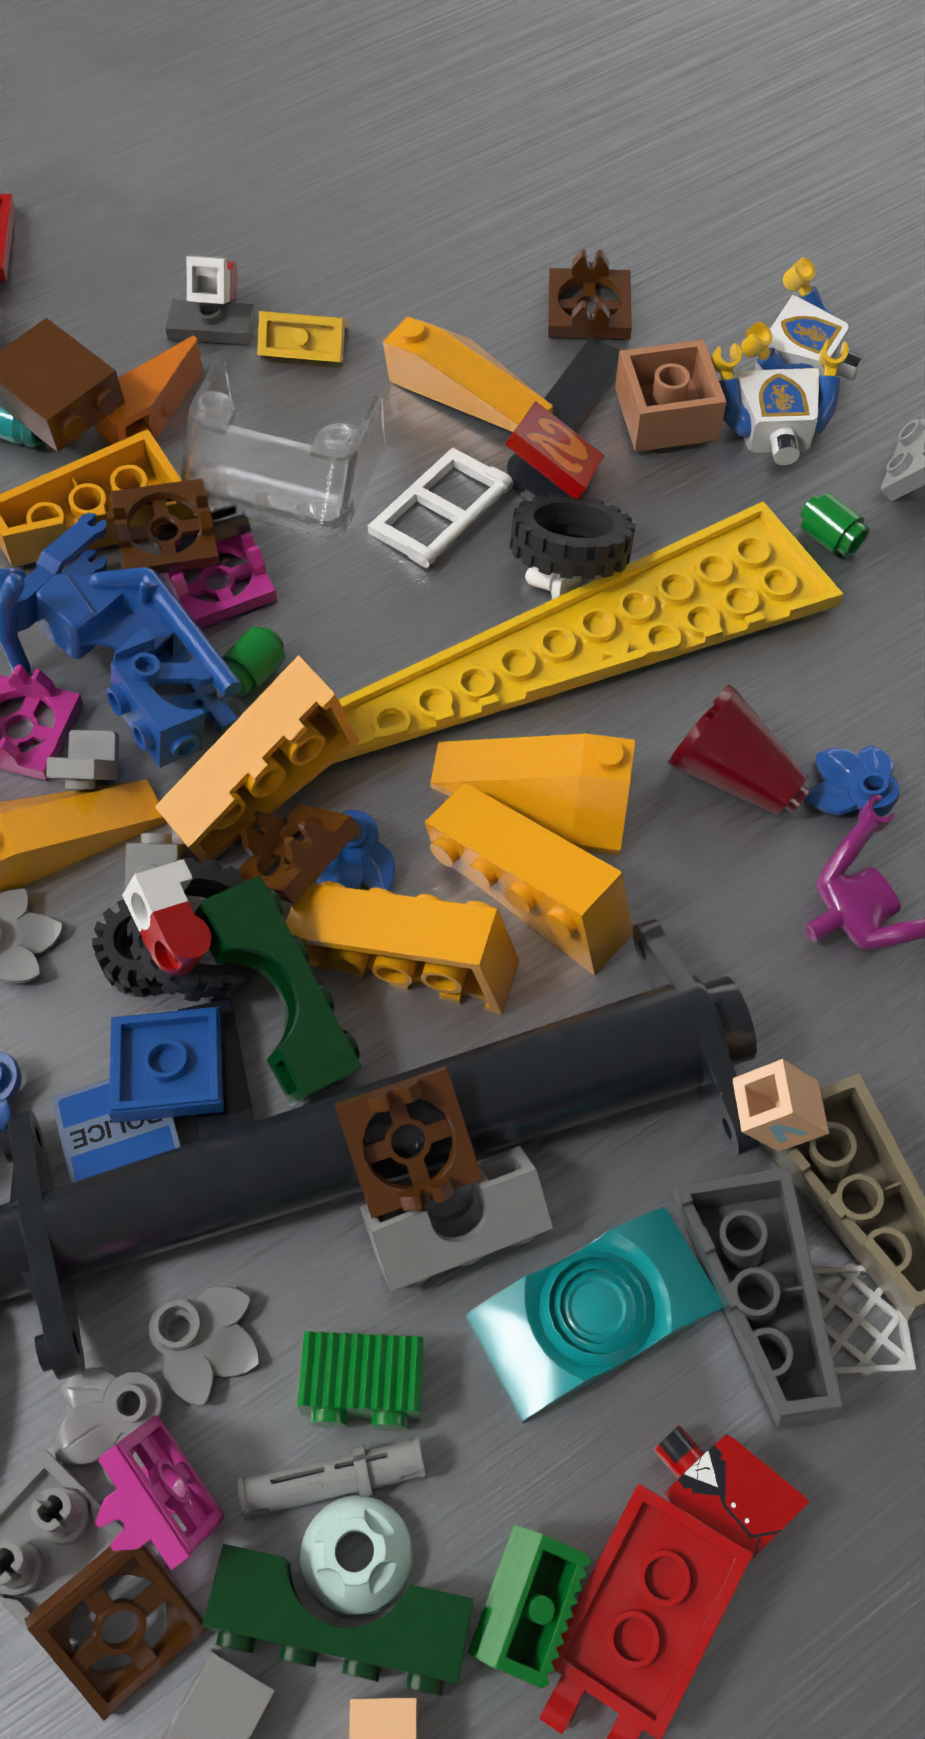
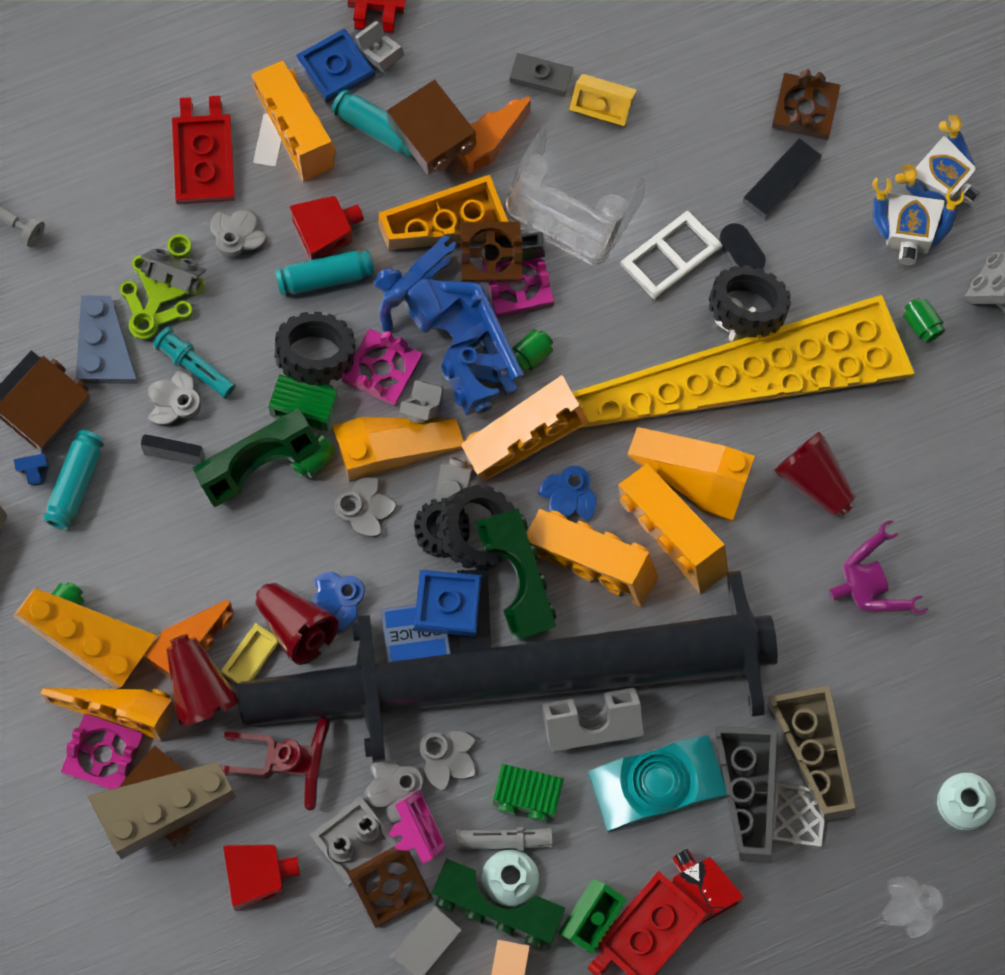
camera: 10 degrees right, 10 degrees up
(166, 918) = (462, 524): leg -> none
(211, 279) = (547, 46): white leg -> none
(301, 860) = (538, 500): reddish brown piece -> none
(457, 373) = (705, 153): light orange wedge -> none
(457, 1172) = (572, 652): reddish brown piece -> none
(555, 450) = (753, 233): red tile -> none
(670, 395) = (839, 201): nougat brick -> none
(780, 1105) = (778, 696): light nougat brick -> none
(853, 780) = (884, 498): blue plate -> none

